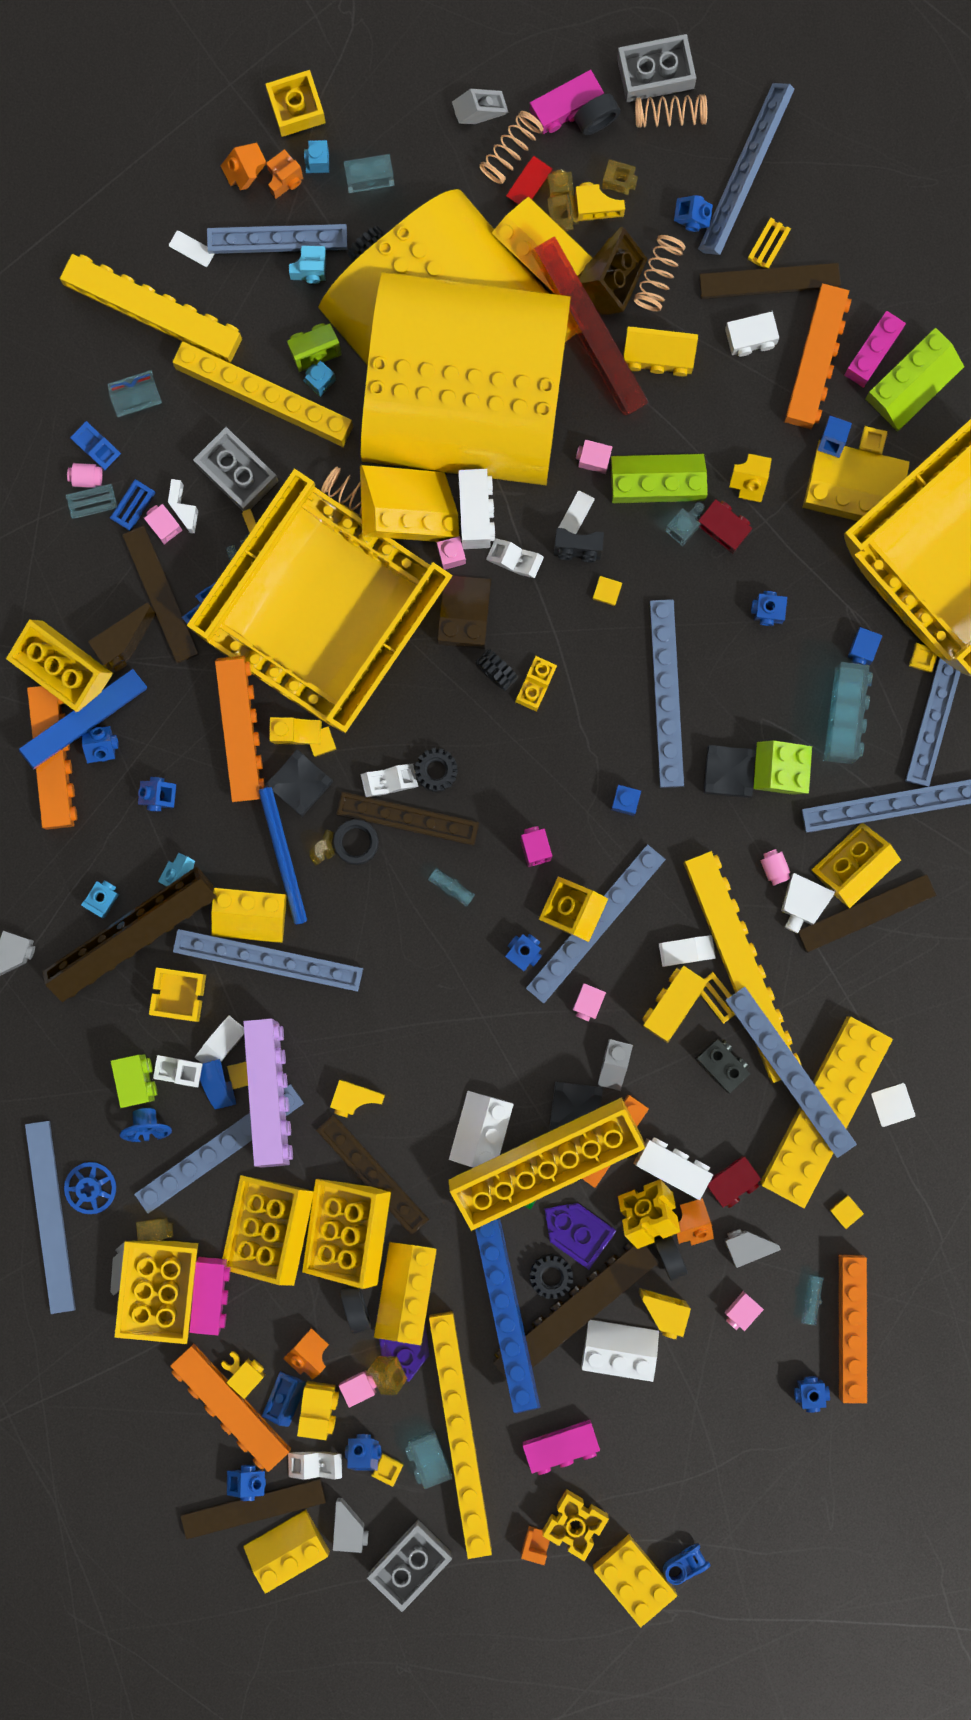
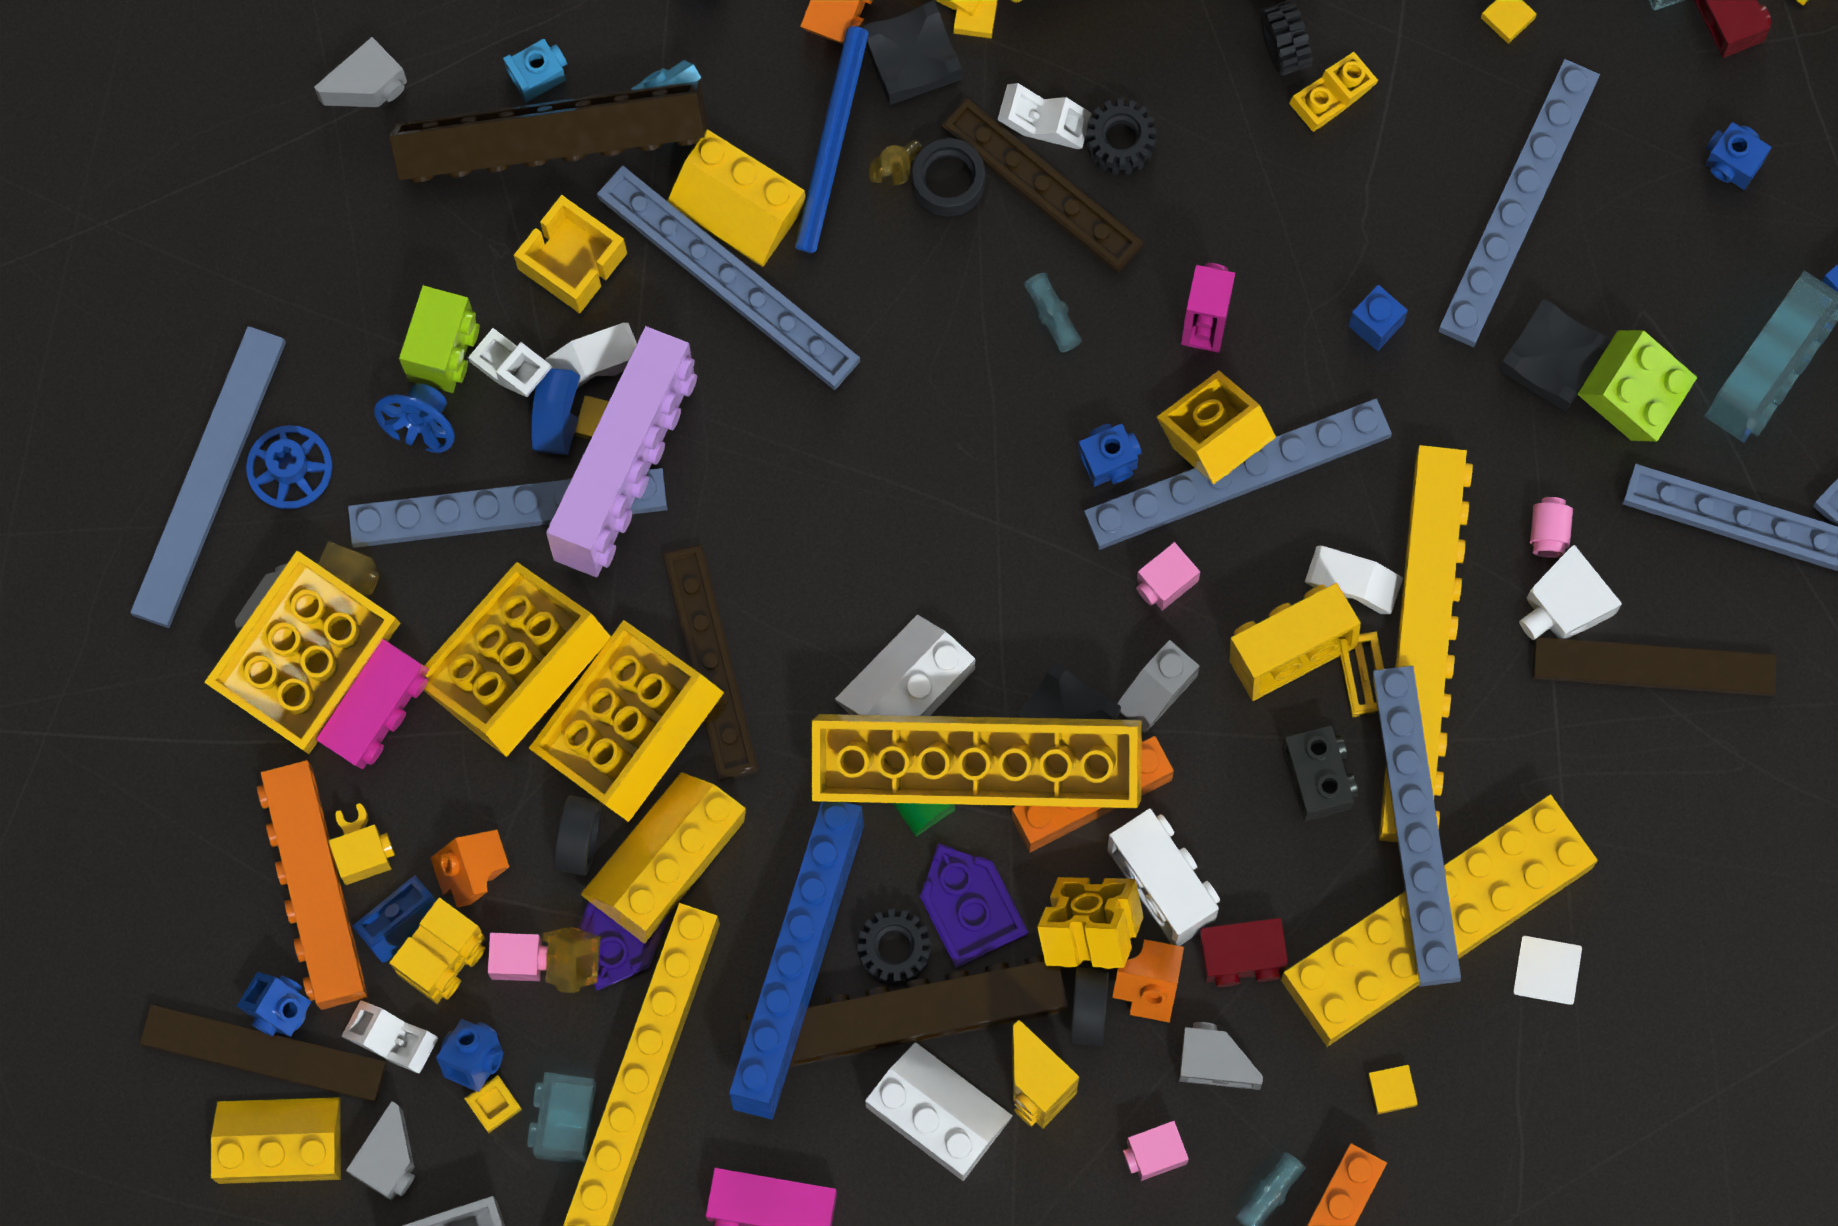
camera: 30 degrees right, 10 degrees down
(351, 1096) = (741, 532): yellow arch -> none
(856, 864) = (1676, 586): yellow slope -> none

